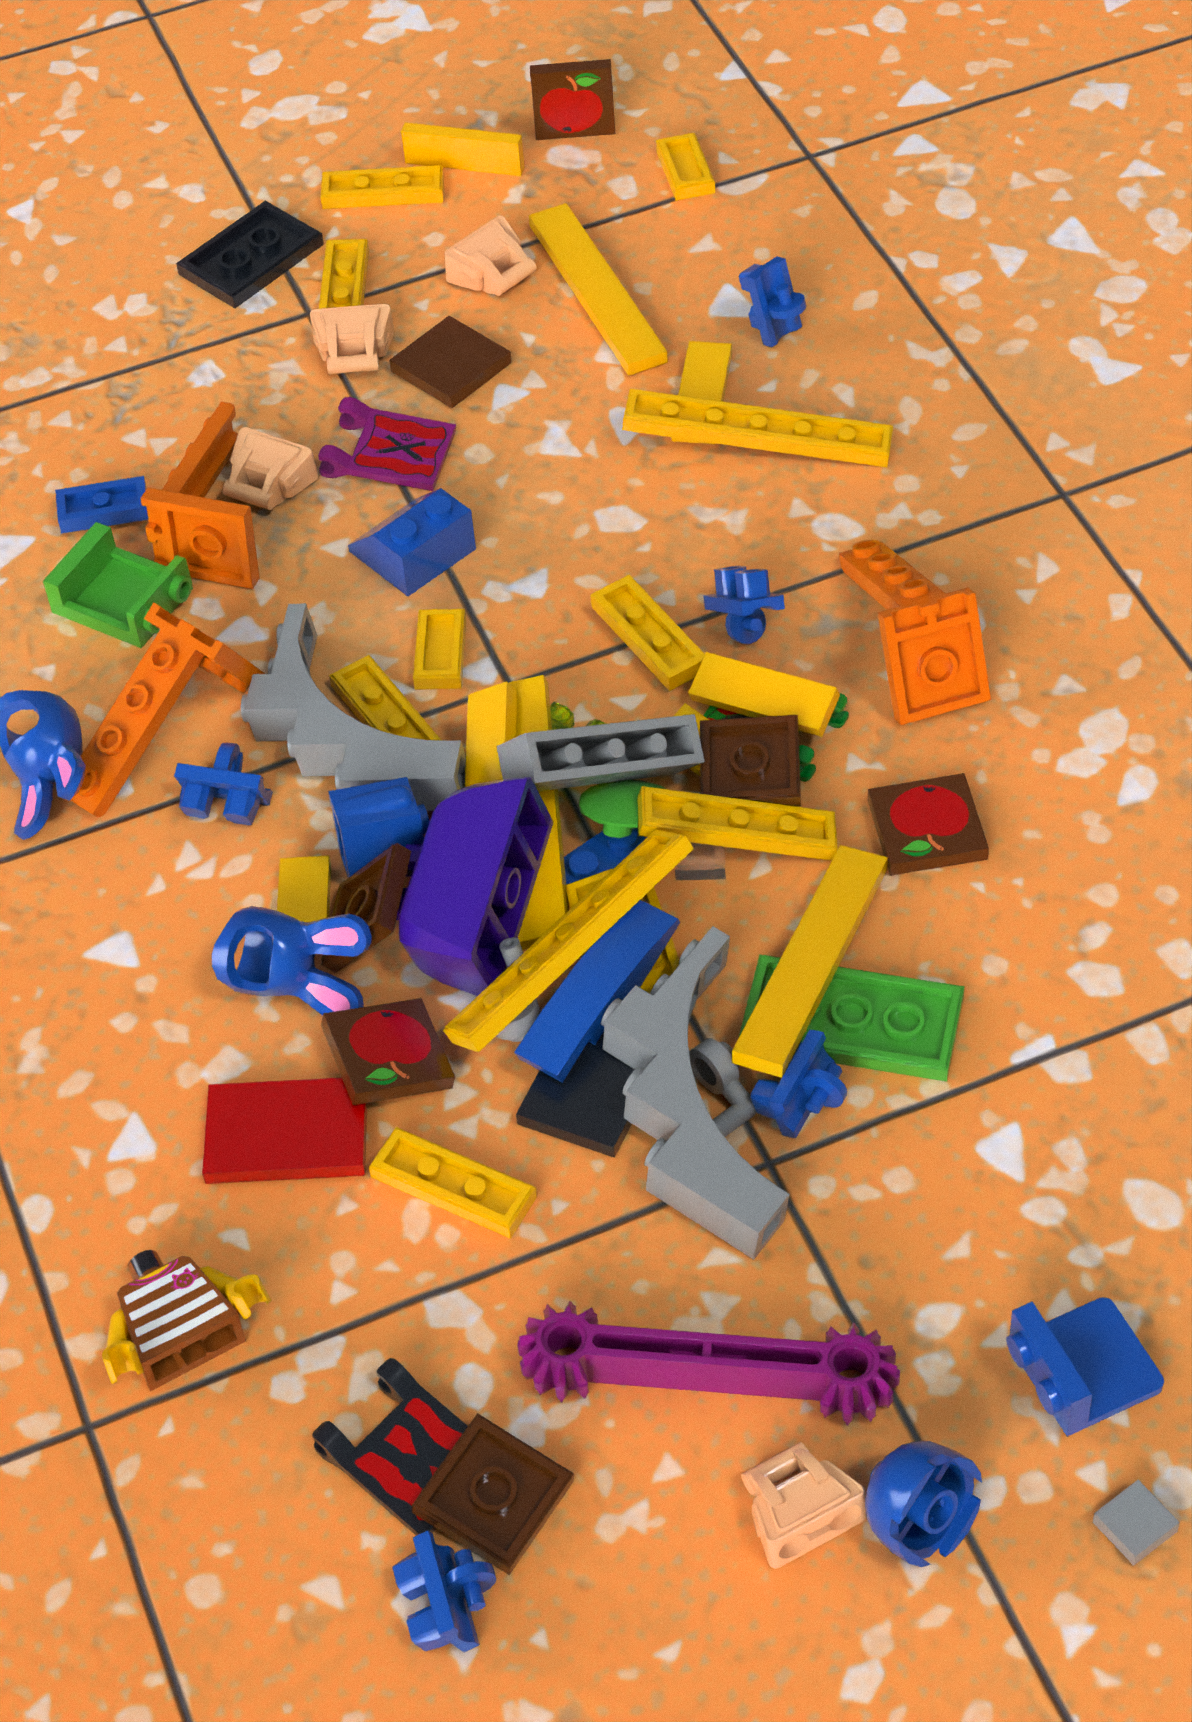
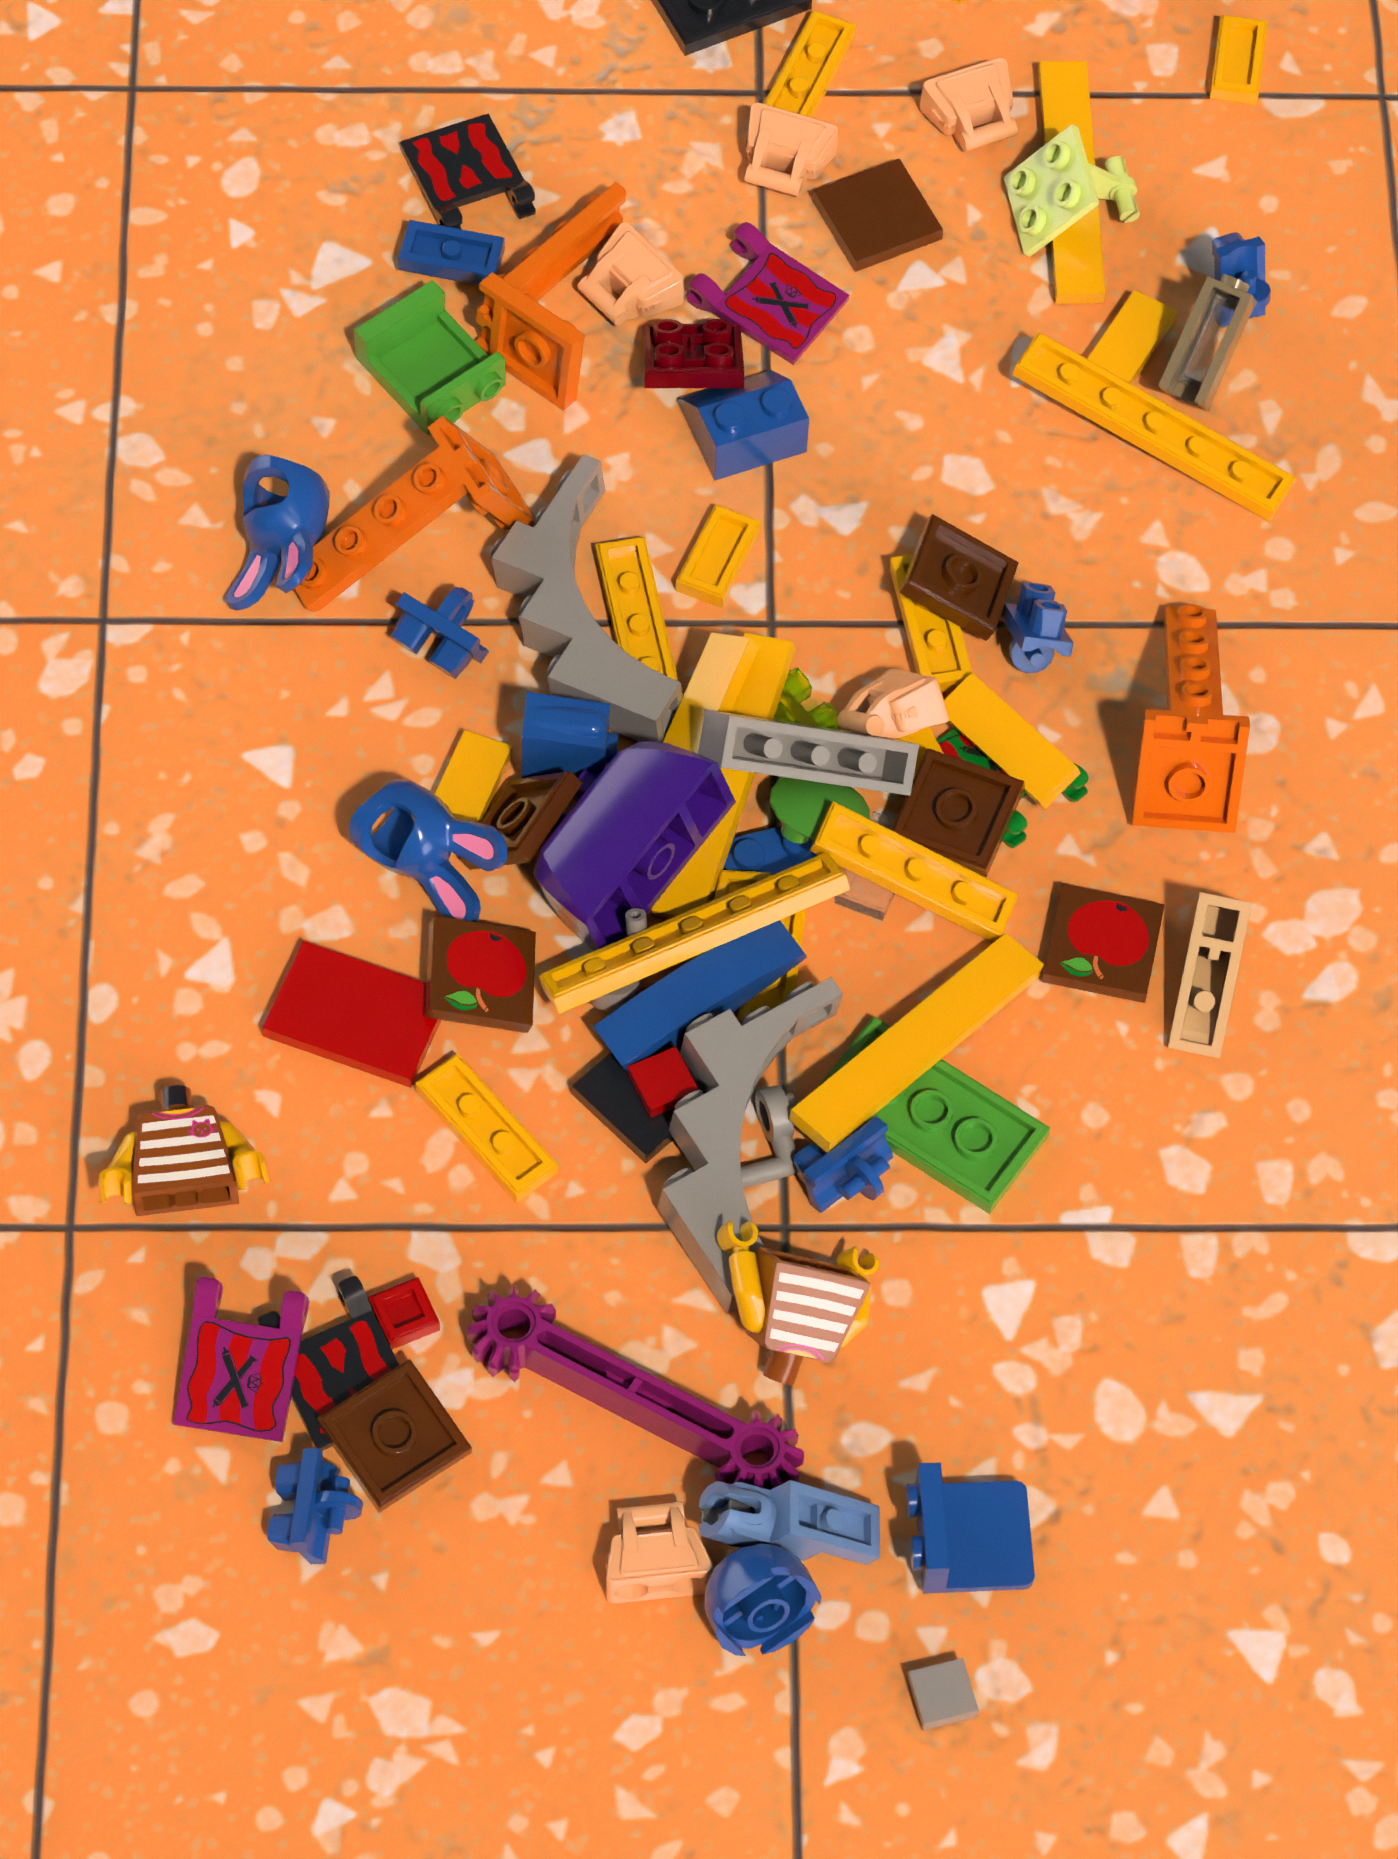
camera: 15 degrees right, 10 degrees up
(87, 440) = (466, 166): none -> flag
(314, 1494) = (237, 1372): none -> flag
(347, 505) = (692, 354): none -> dark red tile
(452, 1375) = (404, 1313): none -> red tile
(593, 287) = (1061, 187): none -> yellowish green plate
(598, 1077) = (661, 1081): none -> red tile
(657, 587) = (959, 577): none -> reddish brown tile
(659, 692) = (895, 705): none -> light nougat piece
(773, 347) = (1208, 341): none -> dark tan window
(818, 1215) = (797, 1302): none -> torso
(912, 1410) = (792, 1517): none -> medium blue plate
(1034, 808) = (1209, 974): none -> tan slope

